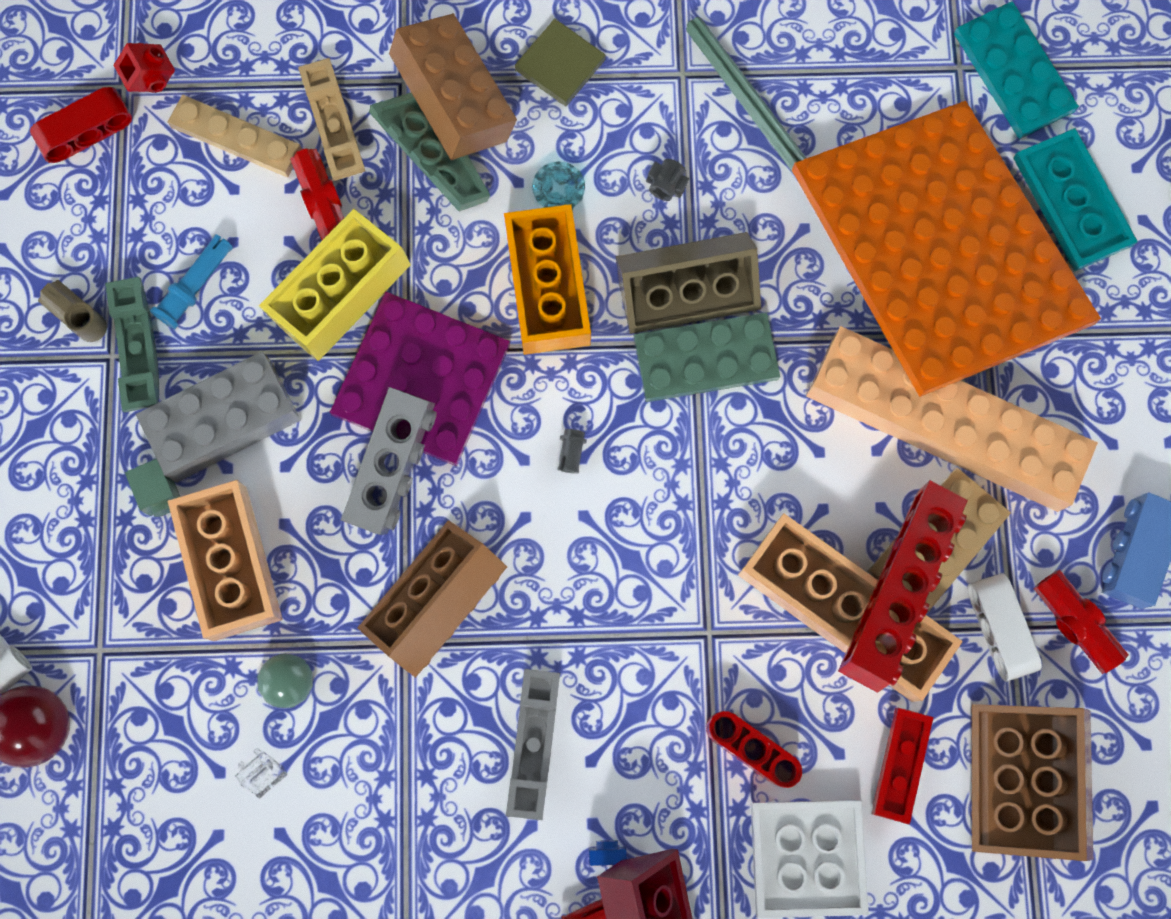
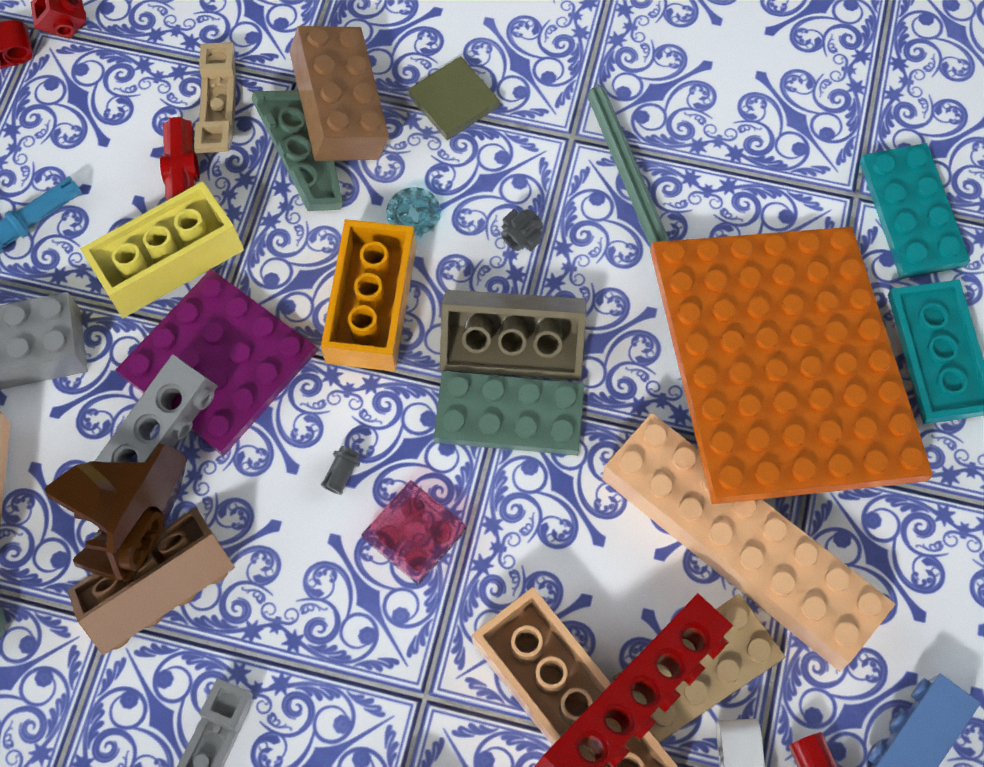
camera: 20 degrees right, 10 degrees down
(233, 135) = (119, 92): tan plate -> none
(394, 543) = (125, 503): none -> reddish brown piece
(656, 490) = (414, 532): none -> clear pink plate

